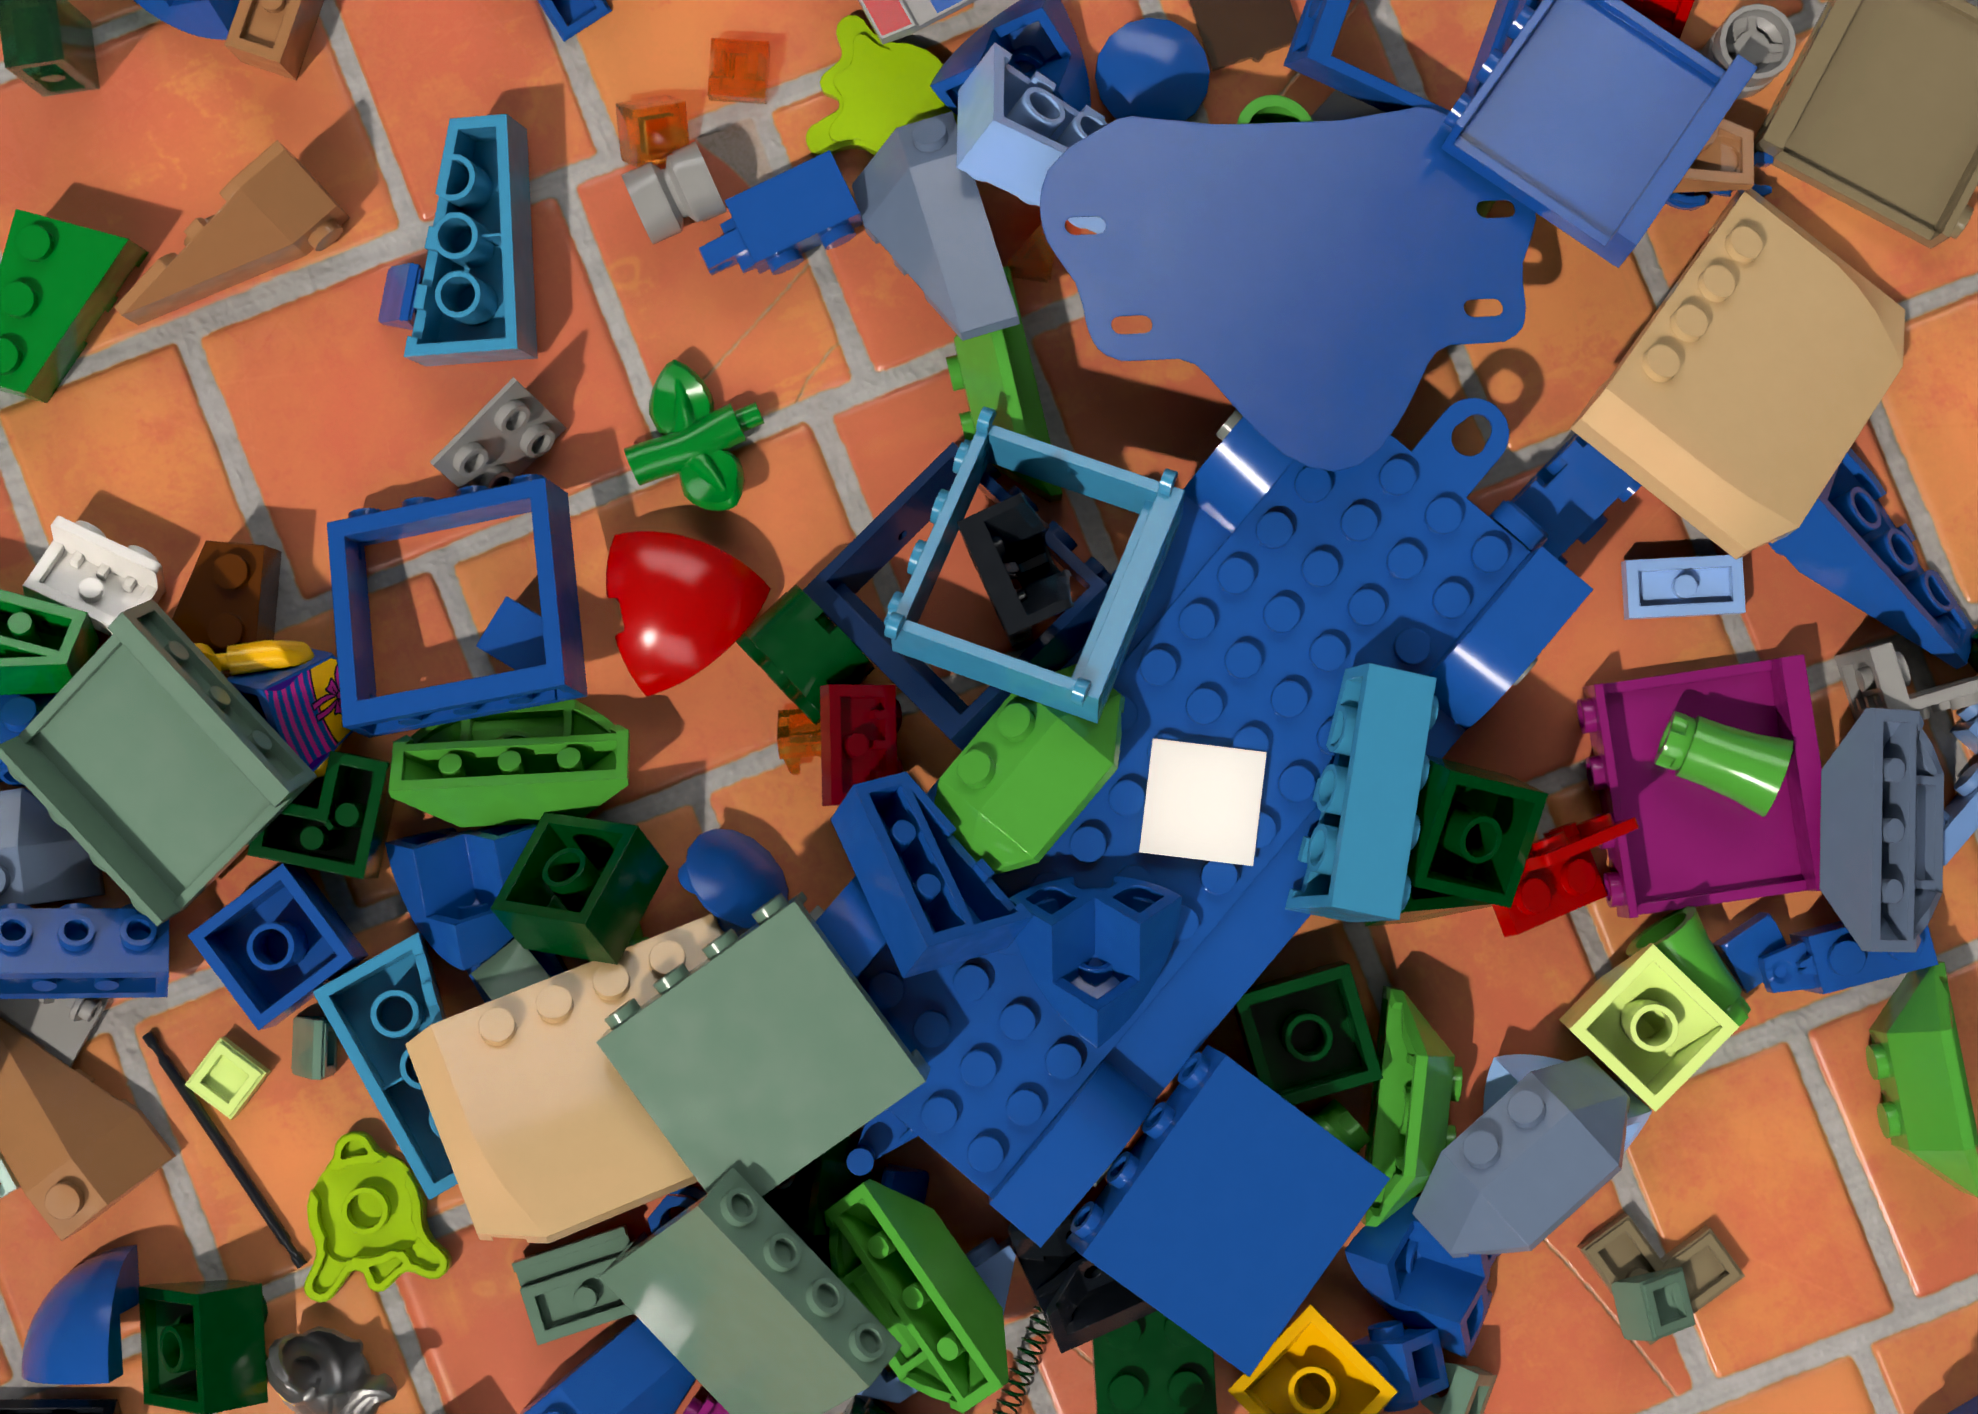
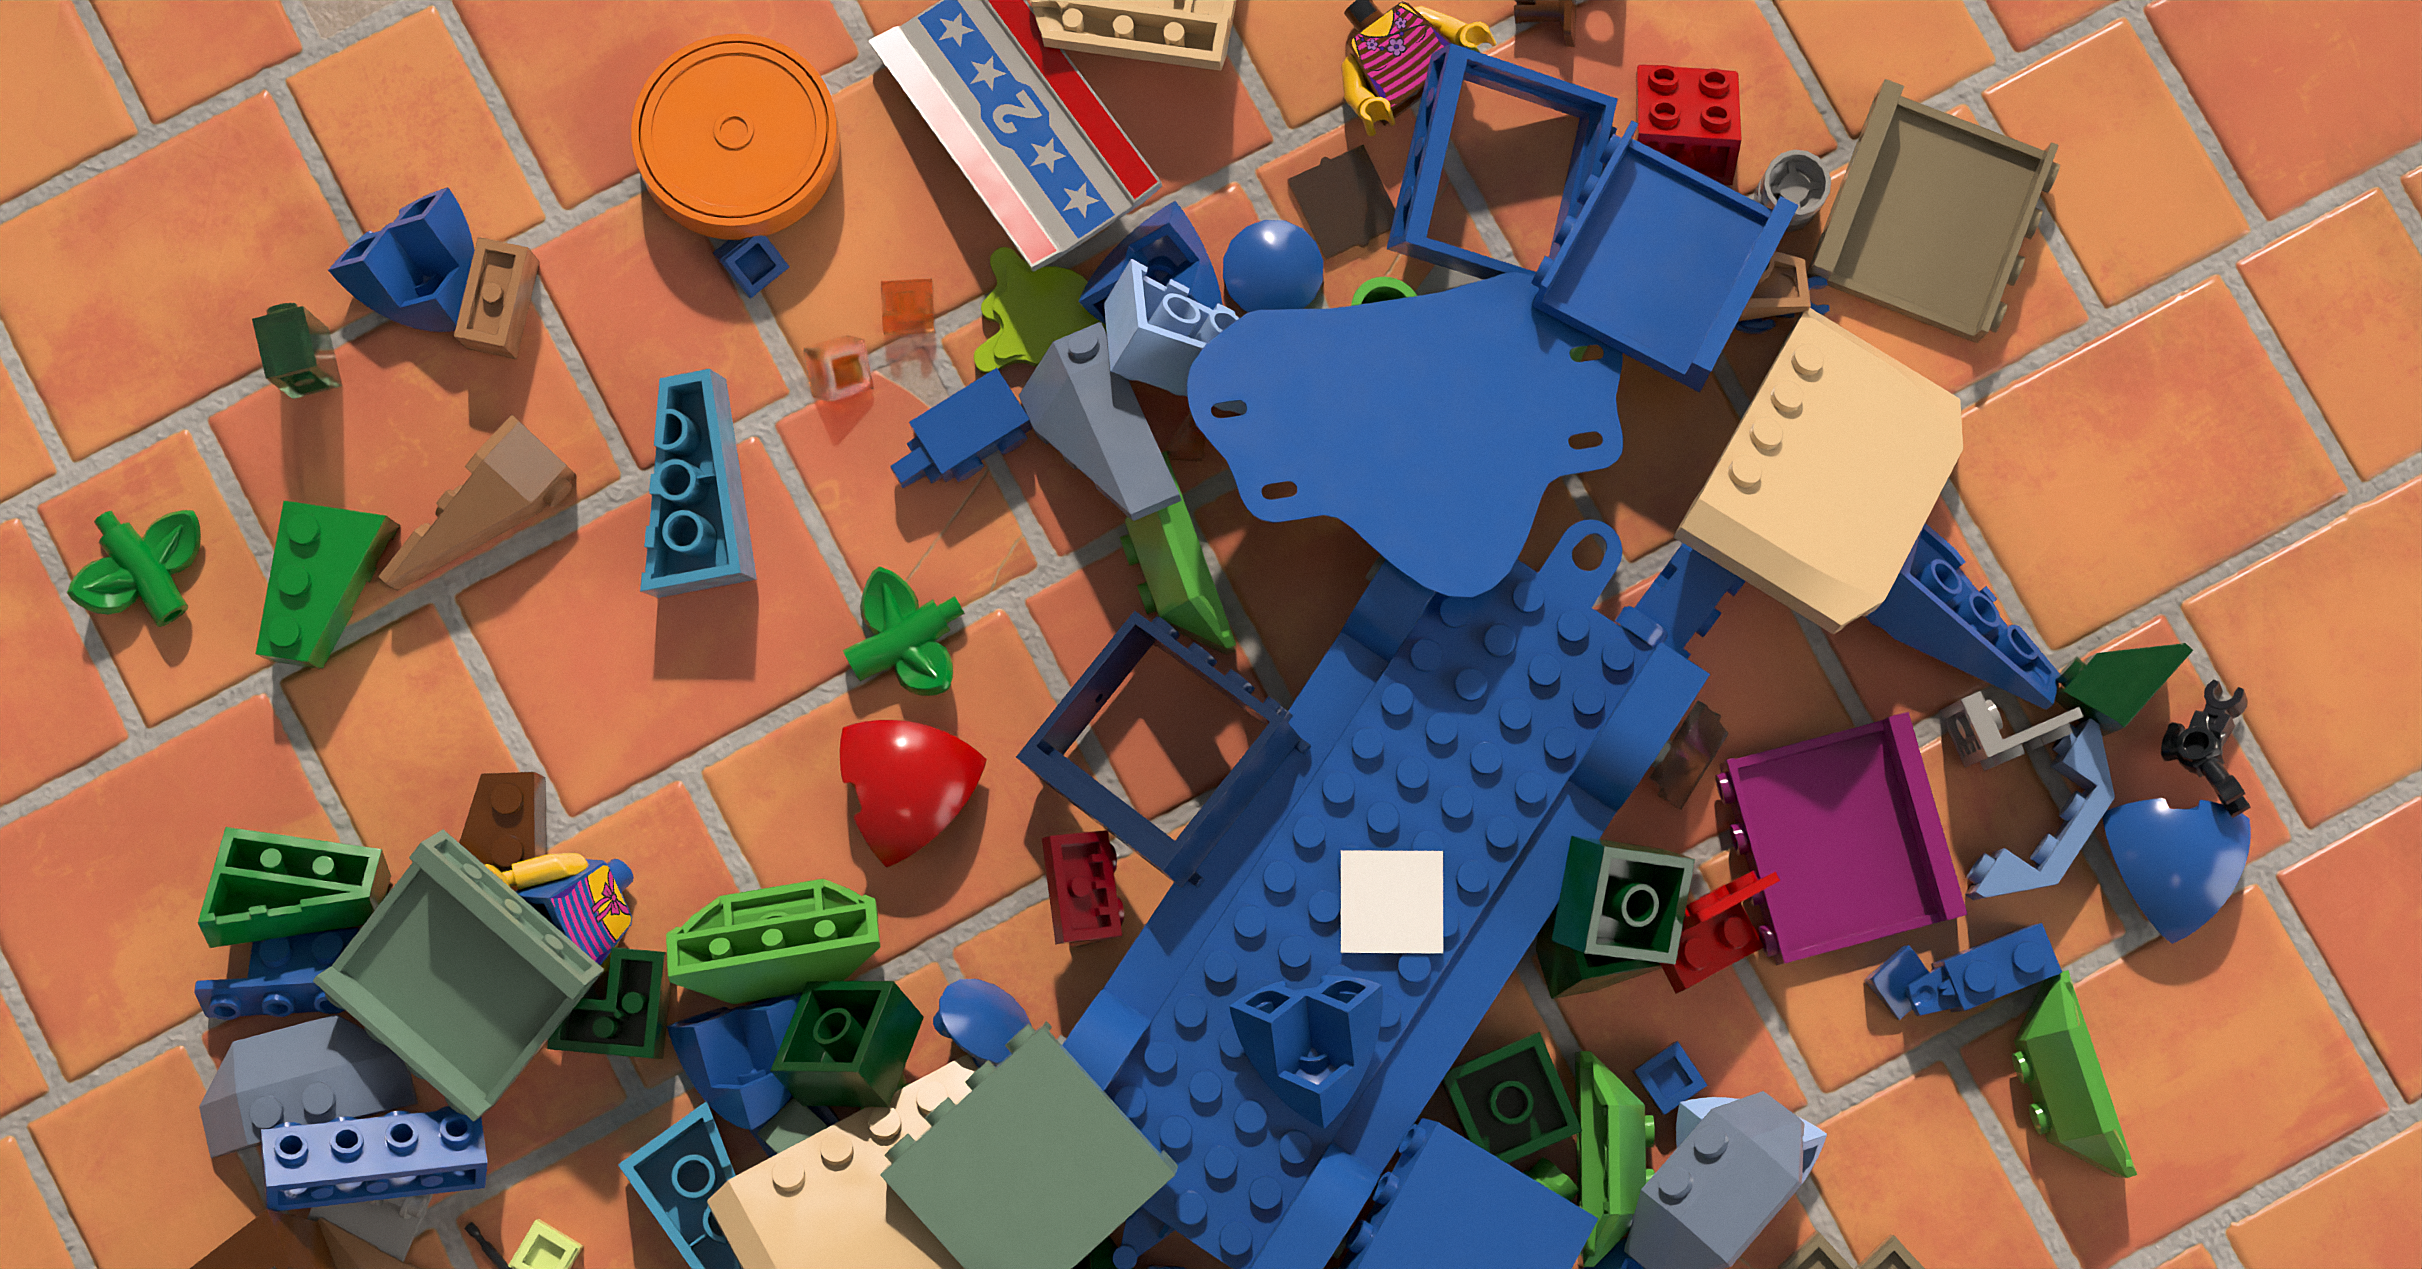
camera: 10 degrees left, 5 degrees down
(94, 573) = (383, 815): white bracket -> none
(277, 945) = (580, 1128): blue brick -> none
(313, 1047) = (620, 1218): sand green slope -> none
(399, 295) = (630, 538): blue slope -> none
(499, 440) = (732, 659): light grey hinge -> none
(515, 636) = (775, 831): blue brick -> none
(556, 681) = (737, 884): blue window -> none
(673, 193) = (863, 420): light grey wheel -> none
(797, 738) = (1027, 887): clear orange tile -> none
(803, 651) = (1022, 810): dark green brick -> none
(920, 880) = (1150, 998): blue wedge -> none
(1008, 545) = (1194, 694): black plate -> none
(1028, 778) = (1233, 894): bright green wedge -> none
(1089, 687) = (1300, 737): dark azure window -> none
(1369, 797) = (1536, 880): dark azure wedge -> none
(1485, 1027) = (1669, 1078): none -> blue plate
(1552, 674) = (1689, 755): none -> clear smoke piece
(1649, 1024) = (1814, 1056): yellowish green slope -> none
(1682, 587) = (1796, 665): light blue plate -> none
(1687, 945) = (1846, 1008): bright green plant -> none
(1725, 759) = (1851, 813): bright green plant -> none
(1883, 830) = (1996, 857): sand blue wedge -> none

